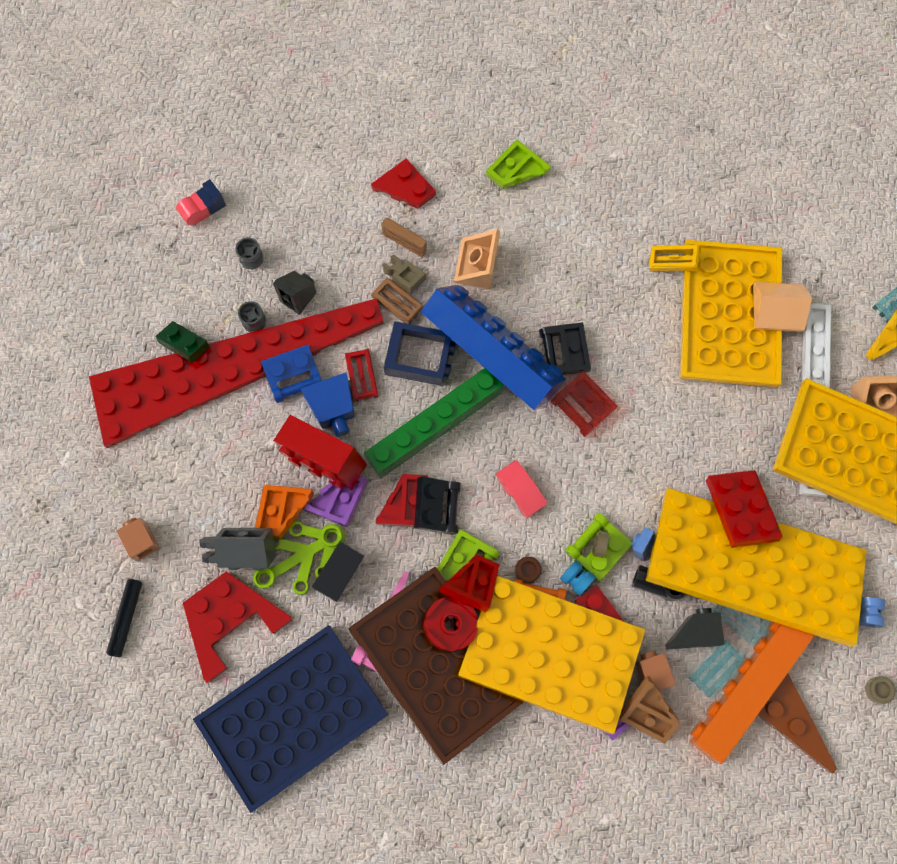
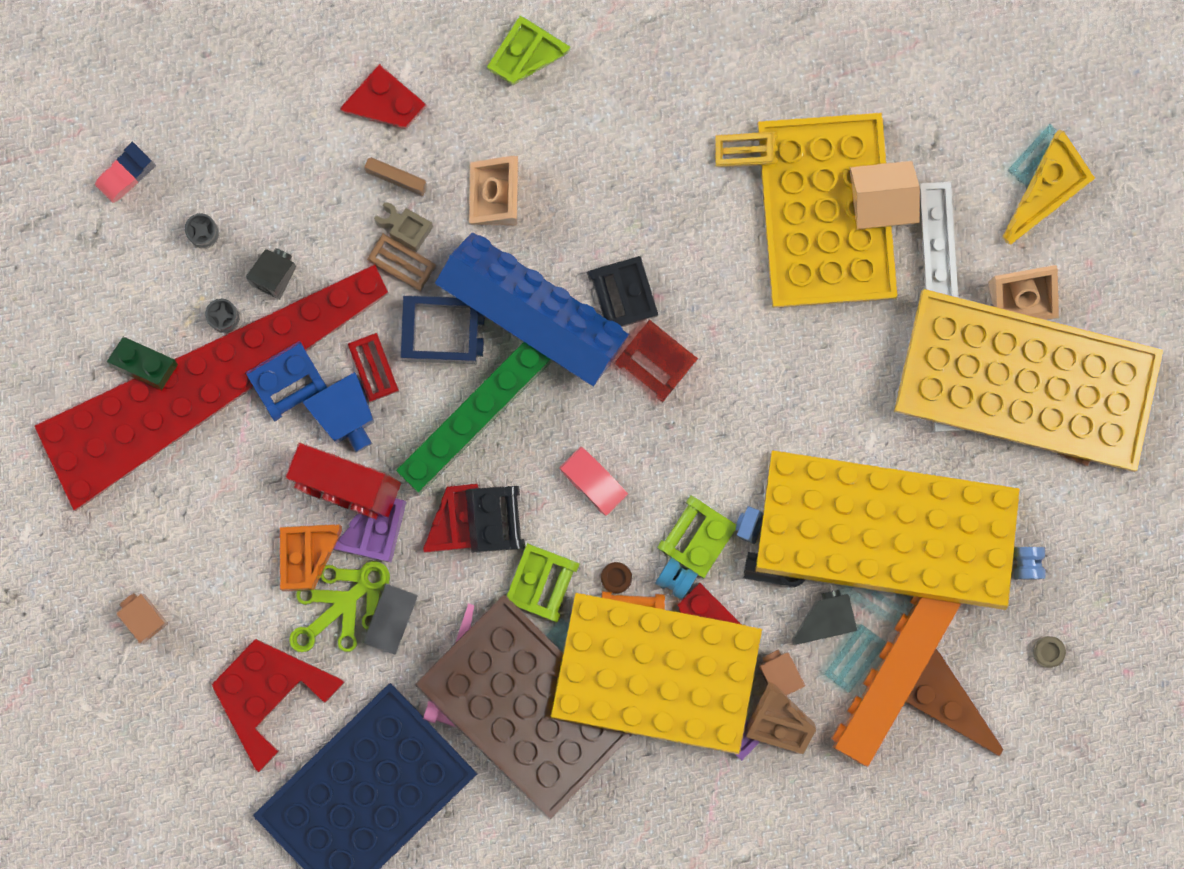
camera: 15 degrees left, 10 degrees up
(124, 618) = (145, 713): black axle -> none
(240, 548) = (267, 610): dark grey hinge -> none
(449, 639) = (551, 655): red plate -> none
(473, 583) = (553, 607): red wing -> none
(600, 544) = (697, 535): dark tan tile -> none
(743, 508) = (864, 463): red plate -> none

